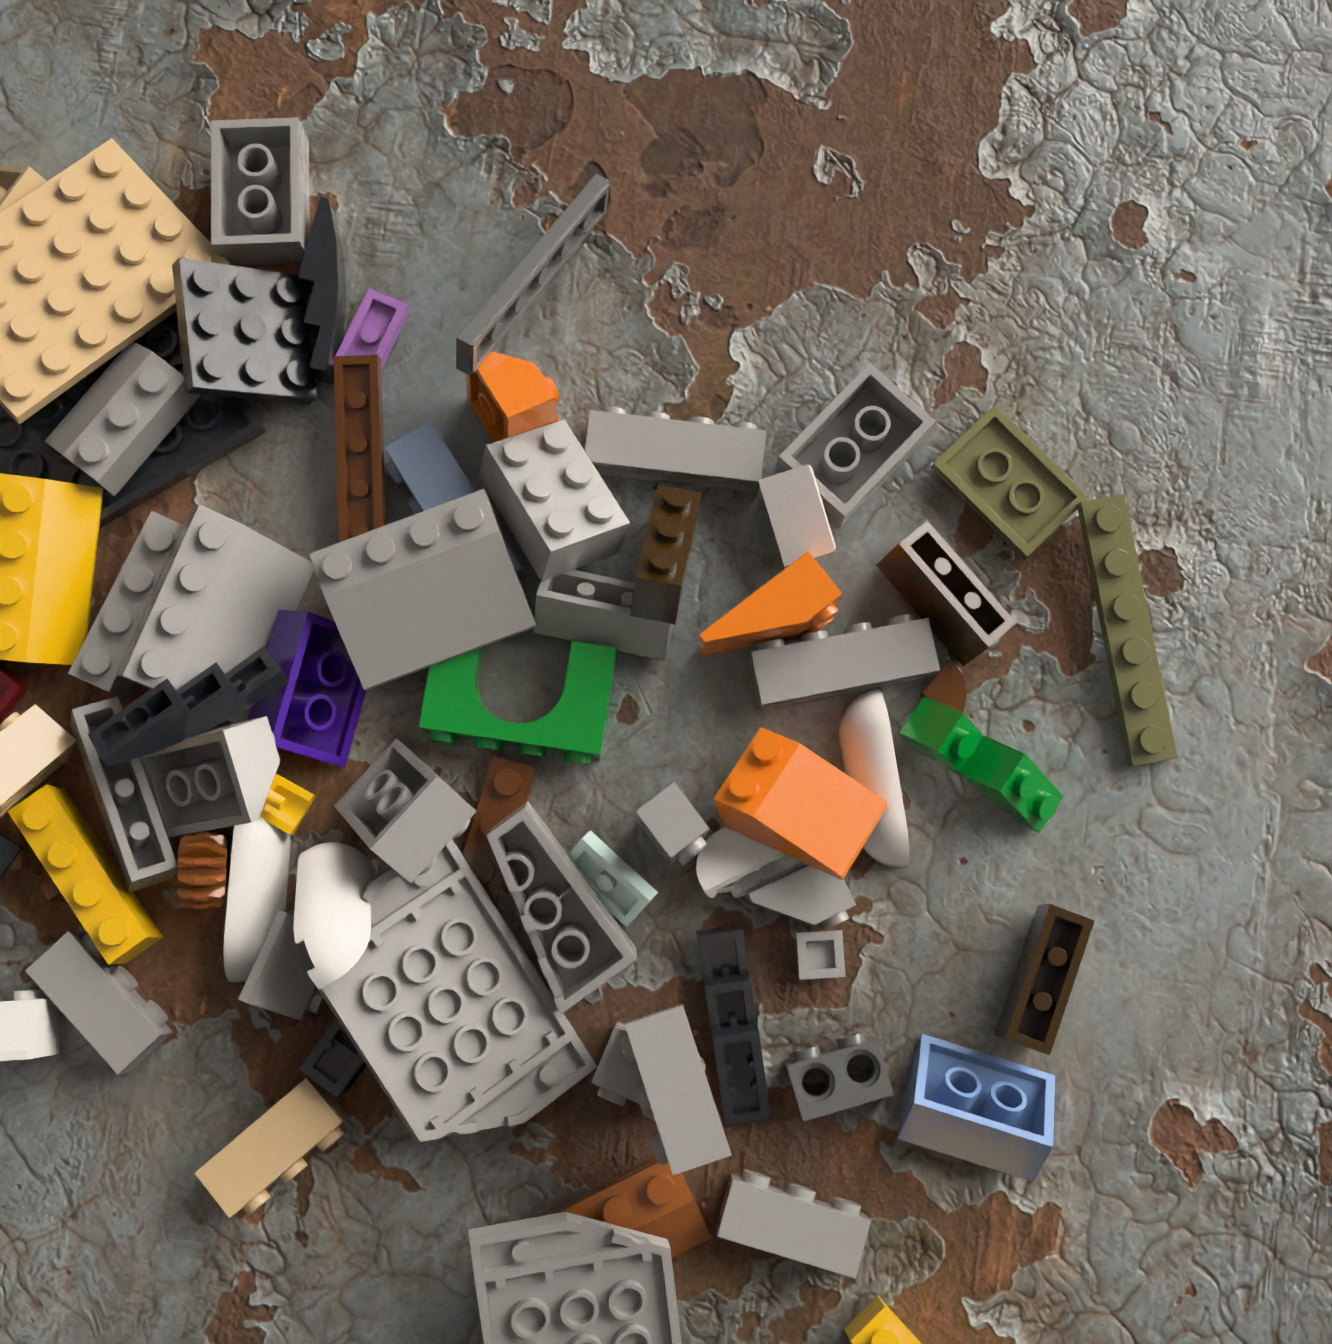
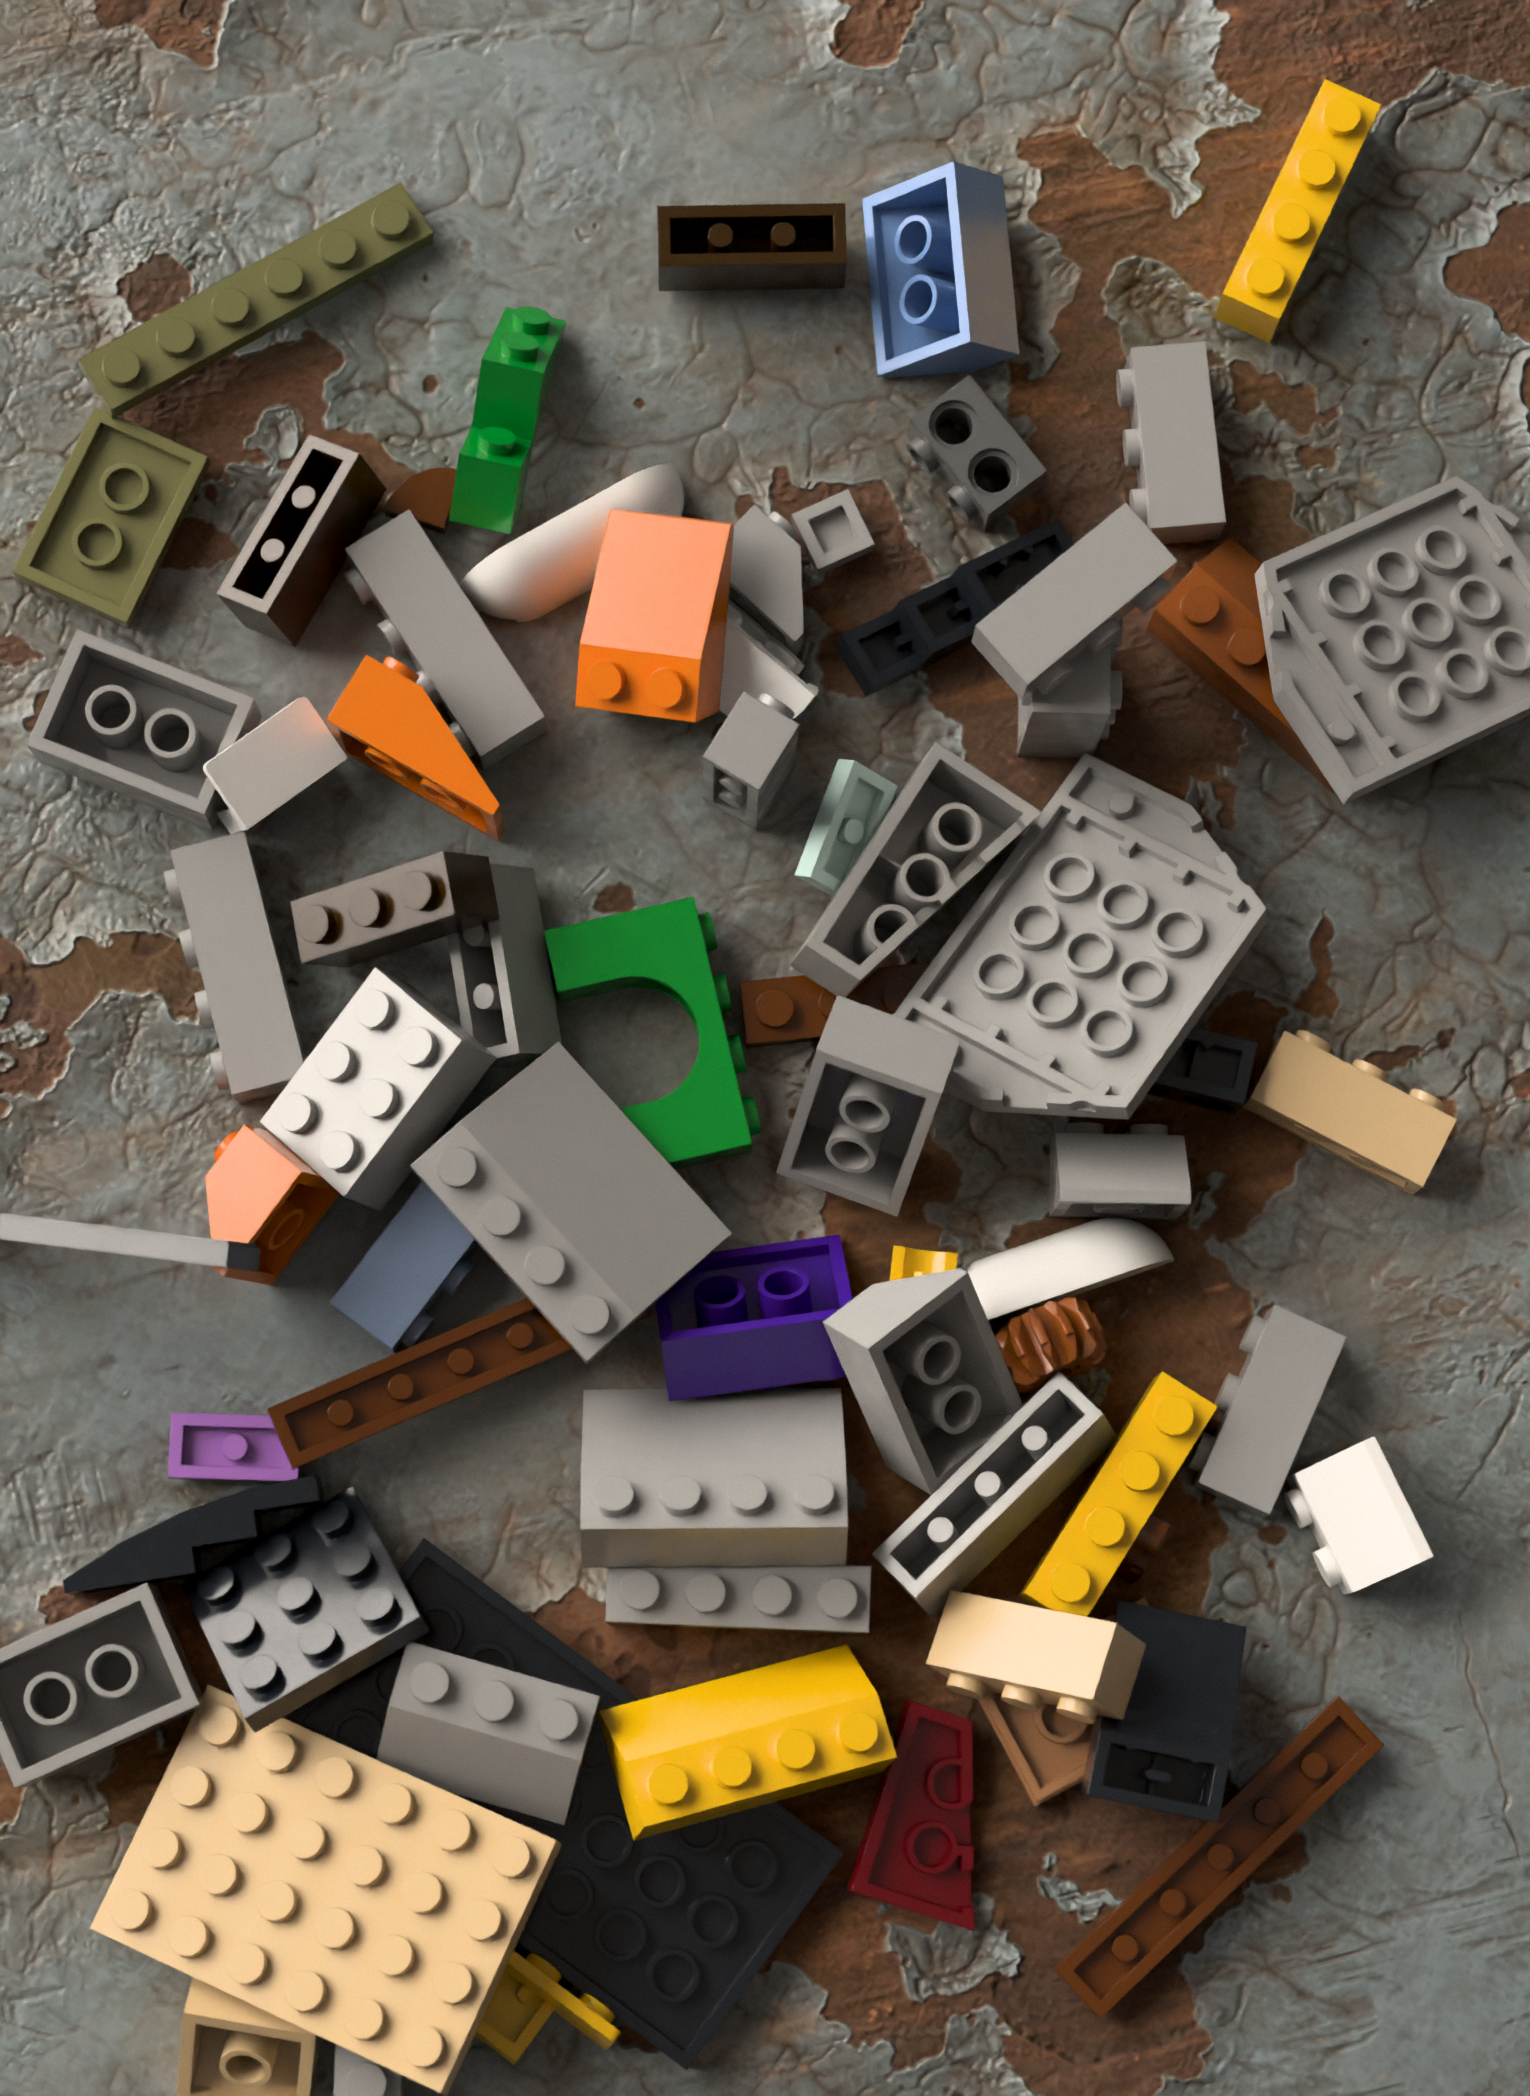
camera: 115 degrees left, 0 degrees up
(172, 714) = (855, 1428): black slope -> none
(330, 909) = (1028, 1135): white brick -> none

